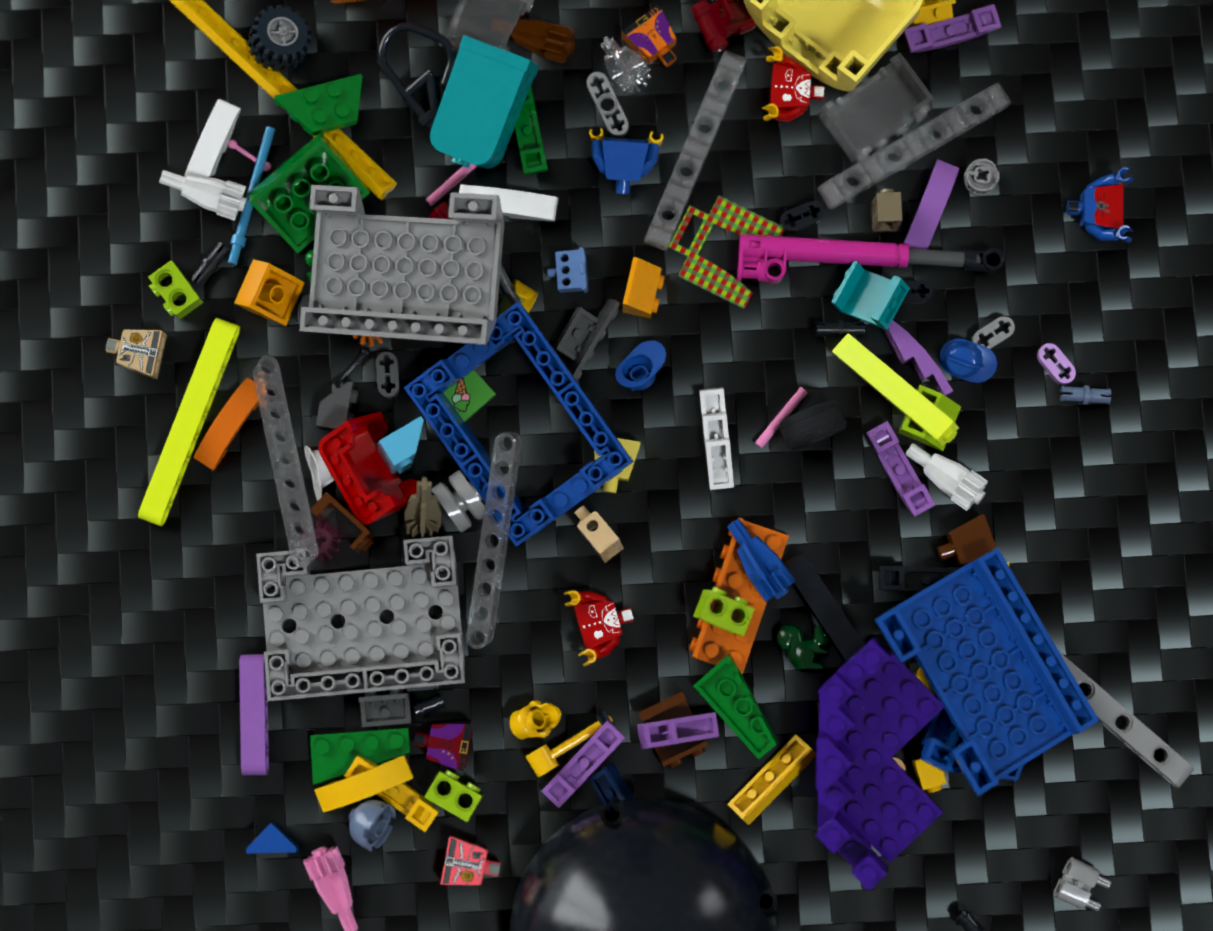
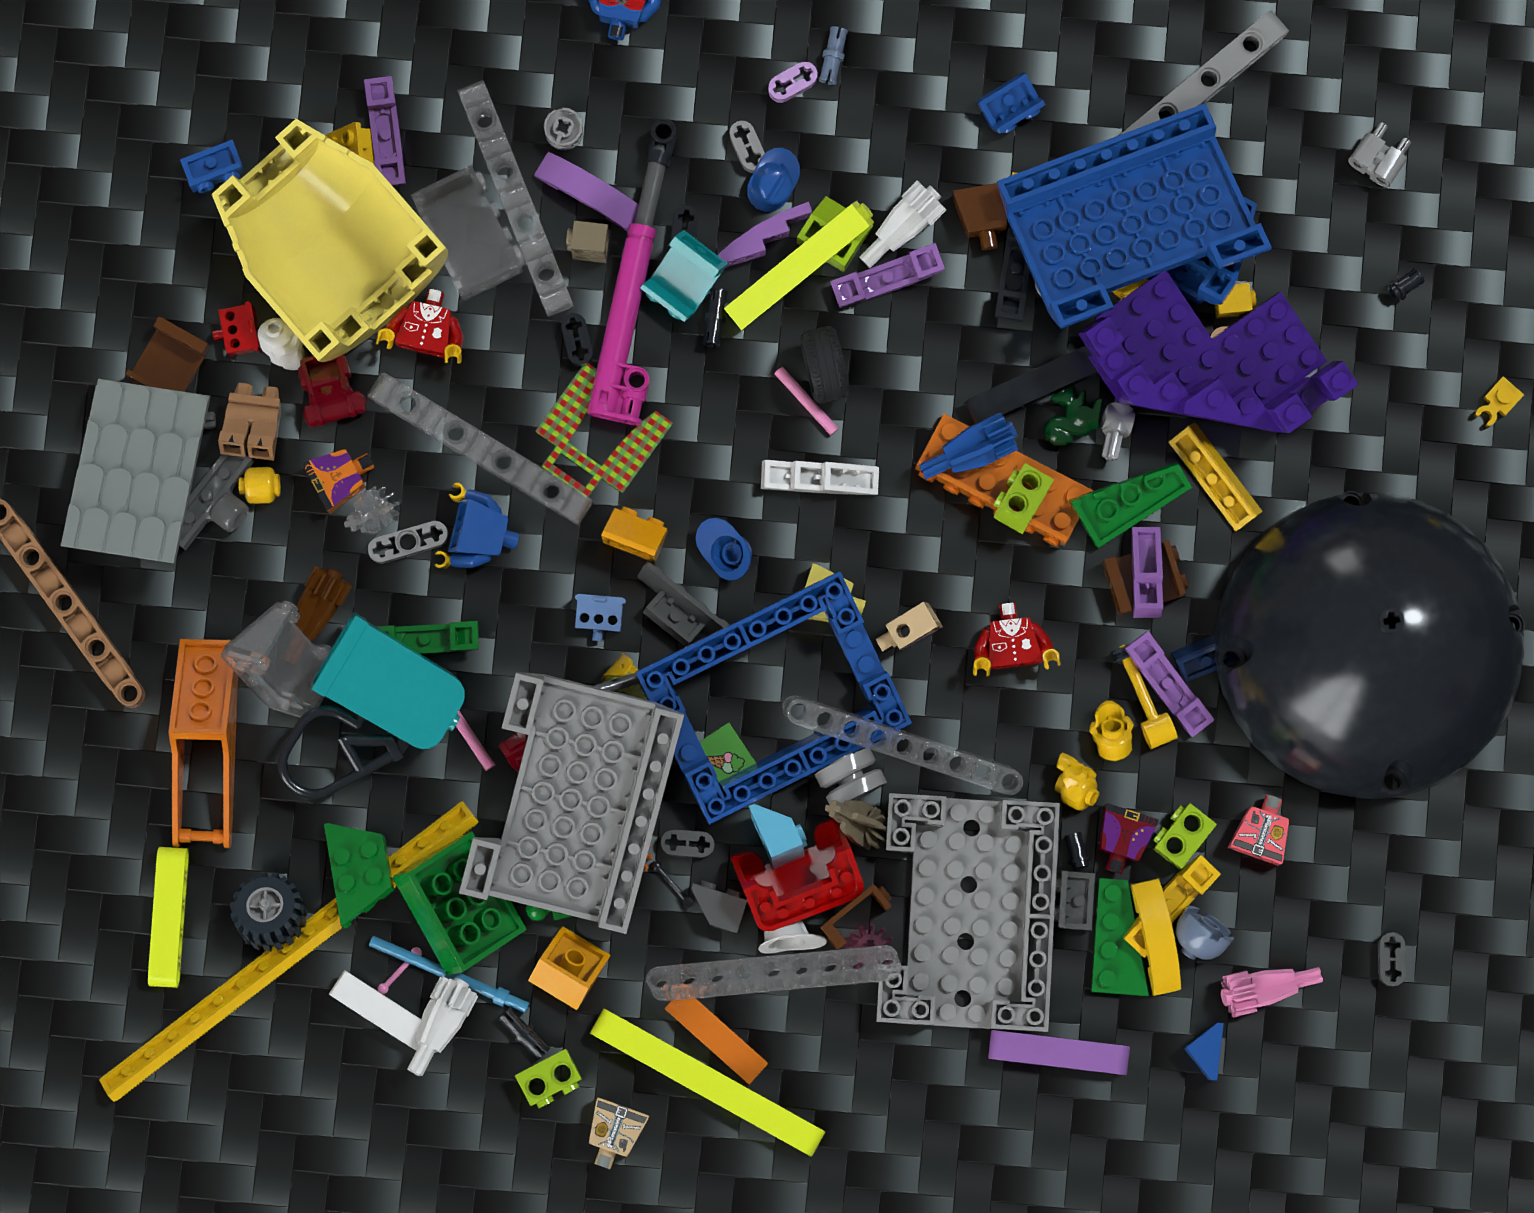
camera: 85 degrees left, 0 degrees up
(486, 695) = (1076, 783): none -> yellow head
(519, 203) = (511, 659): white slope -> none
(802, 686) = (1116, 424): none -> light grey axle
(1069, 553) = (1010, 104): none -> blue bracket

